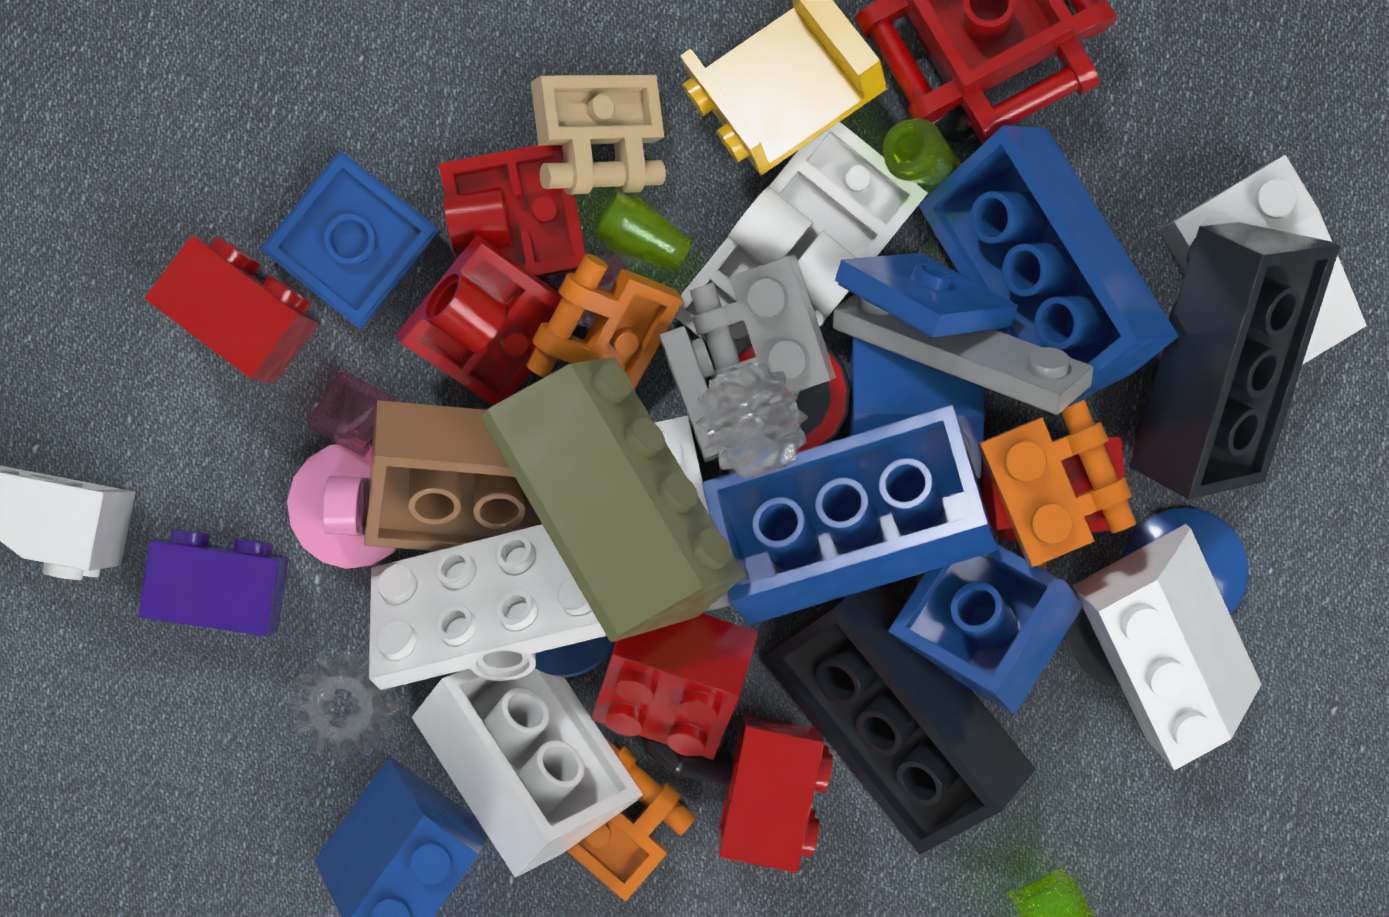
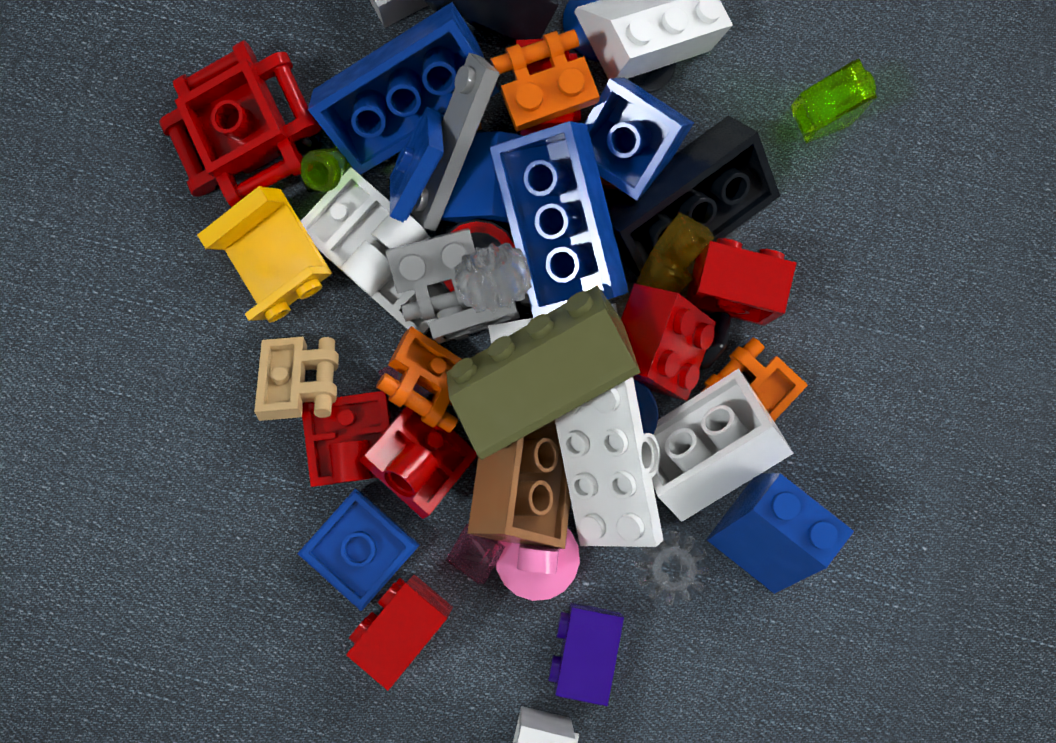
camera: 90 degrees left, 5 degrees down
(641, 232) = (364, 356): clear neon green cone -> none
(795, 682) = (674, 253): none -> clear yellow slope

